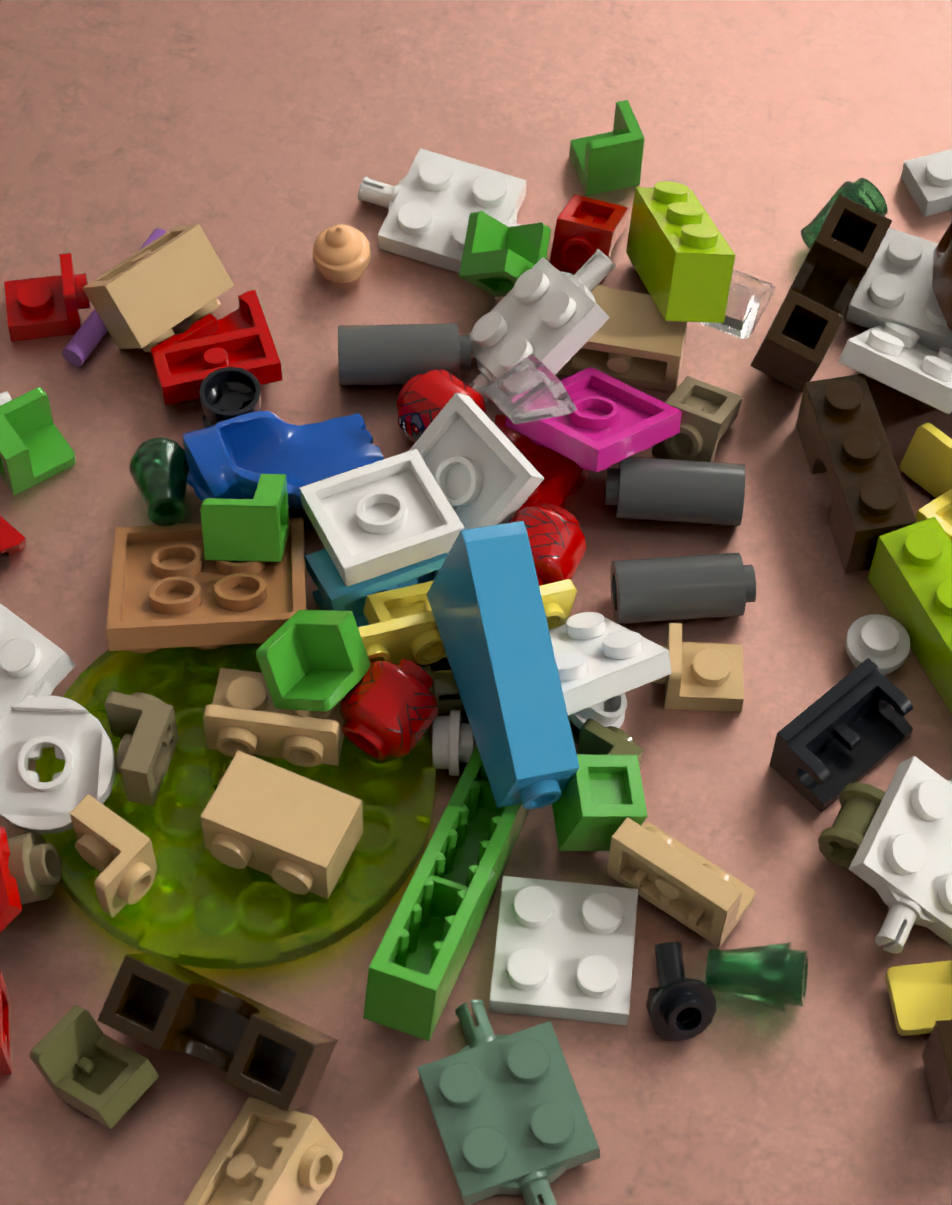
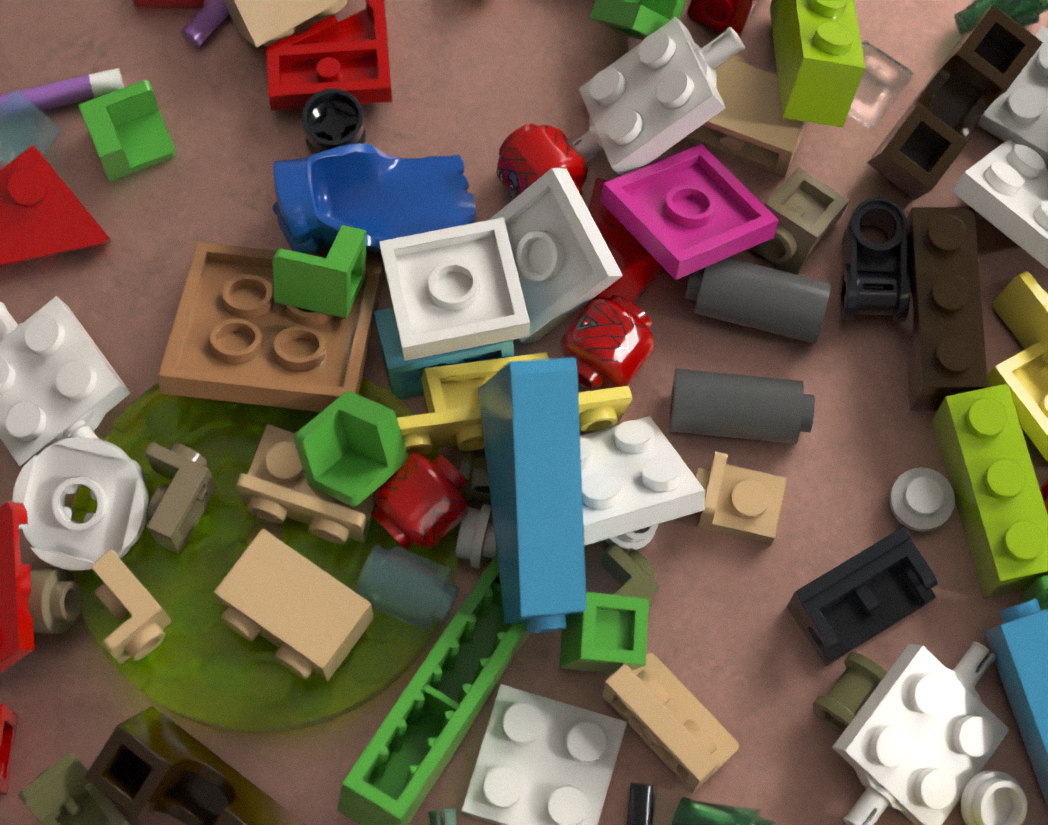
camera: 10 degrees right, 15 degrees up
(160, 476) = (249, 200): clear green cone -> none
(395, 788) = (408, 586): none -> clear light blue brick
(399, 352) = (514, 93): dark grey brick -> none
(530, 393) = (626, 179): clear slope -> none
(781, 452) = (875, 274): none -> black piece

